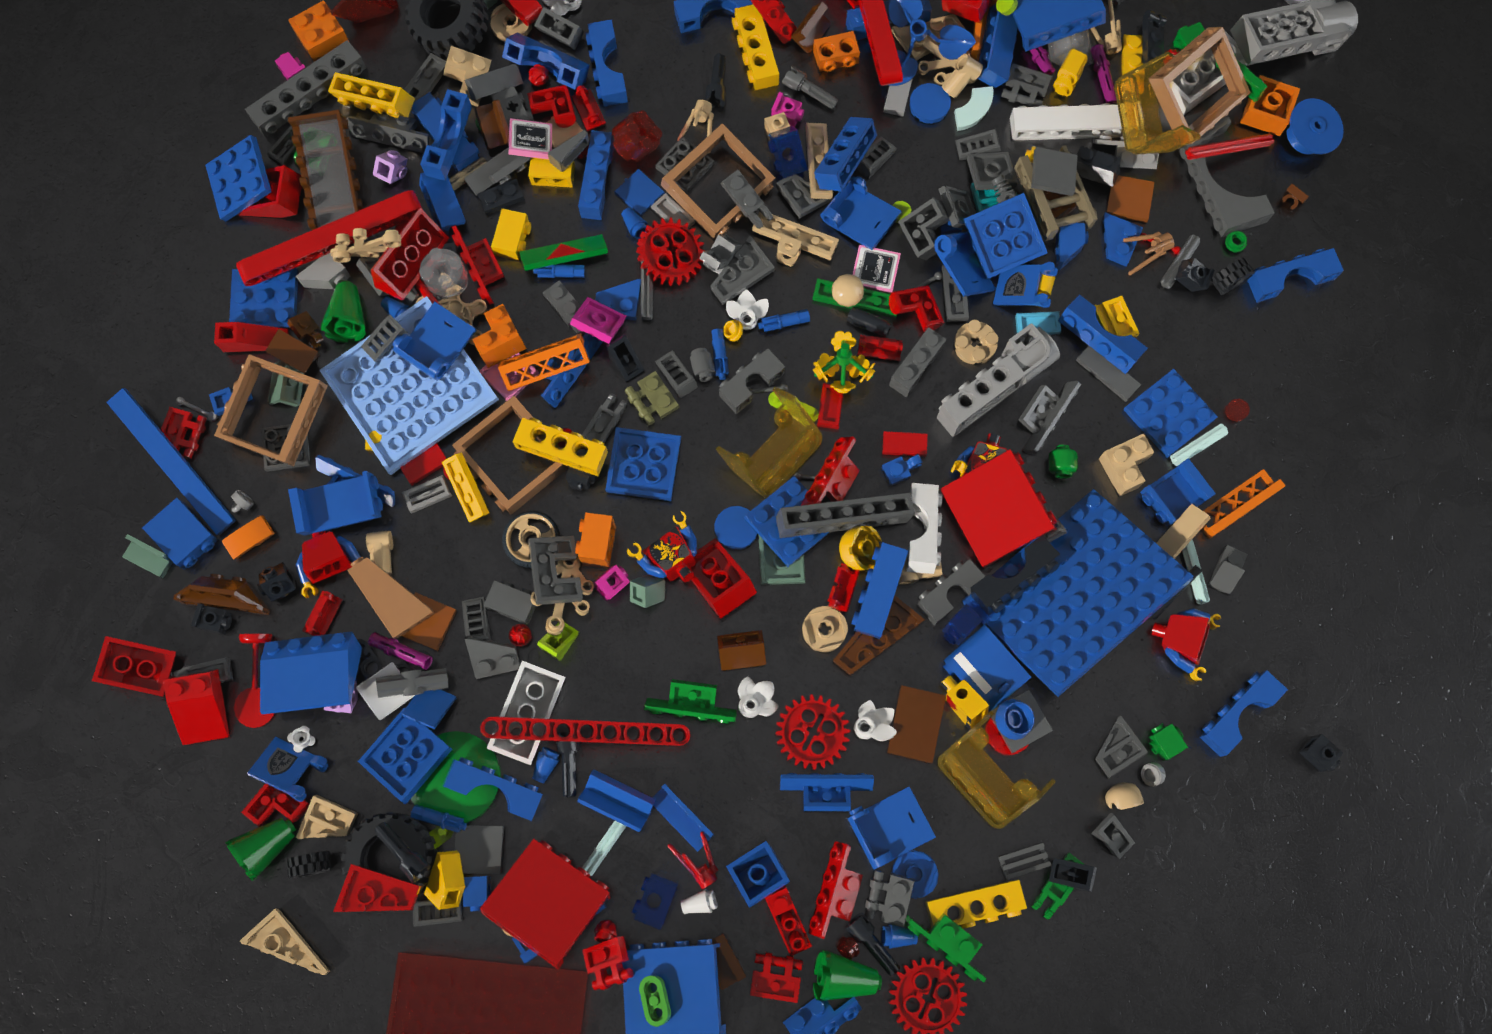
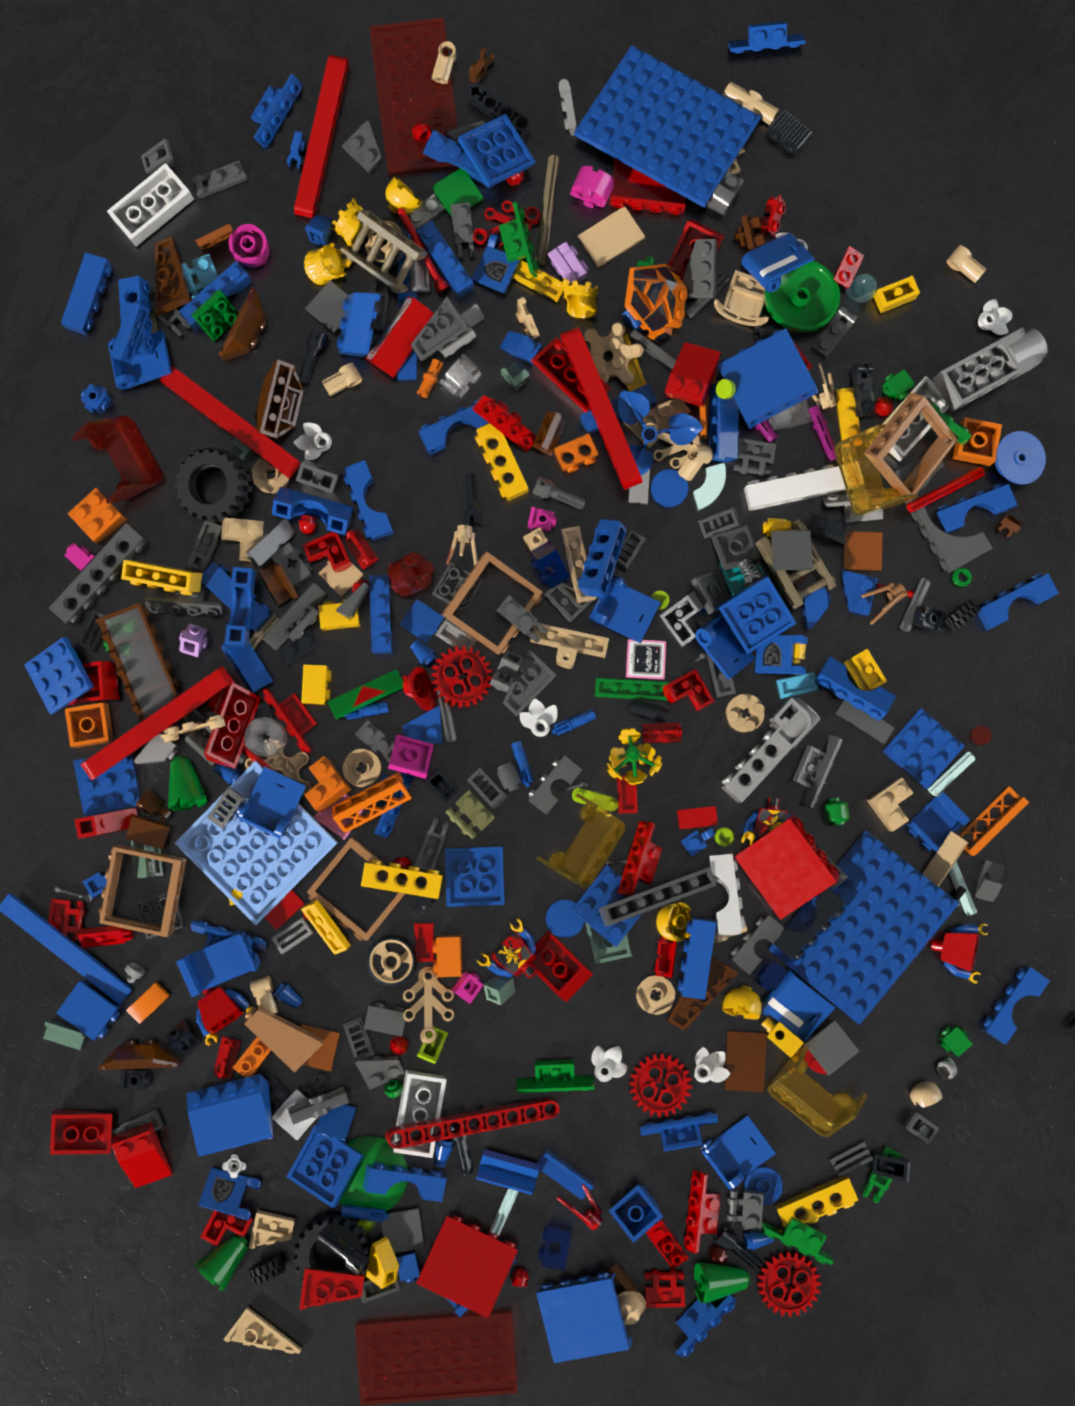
camera: 10 degrees left, 10 degrees up
(218, 456) = (103, 936): none -> red hinge
(248, 701) = (183, 1142): red piece -> none
(256, 230) = (89, 725): none -> orange brick
(352, 616) = (252, 1058): none -> orange brick
(379, 641) = (301, 1078): magenta pin -> none
(404, 555) = (287, 995): none -> blue cone
(503, 681) = (393, 1088): none -> green plate
(530, 138) = (315, 594): tile -> none
(534, 320) = (356, 777): none -> tan plate
(543, 555) = (406, 979): dark grey plate -> none
(571, 520) = (424, 941): none -> red tile
(605, 955) = (525, 1298): red plate -> none
(622, 254) = (418, 686): none -> red piece
(653, 1000) = (570, 1329): bright green plate -> none
(700, 903) = (592, 1240): white cone -> none
(733, 330) = (530, 740): yellow plate -> none
(733, 988) = (632, 1306): none -> tan piece
(741, 650) = (588, 1024): reddish brown panel -> none
(847, 290) = (625, 686): tan hair -> none
(917, 361) = (697, 742): dark grey arch -> none
(925, 654) = (743, 1002): none -> yellow cylinder
(931, 470) = (724, 836): none -> lime tile
(1014, 719) = (826, 1049): blue hat -> none
(1070, 72) = (792, 442): yellow brick -> none
(1120, 749) = (917, 1052): dark grey wing -> none
(1282, 169) = (997, 501): none -> blue arch

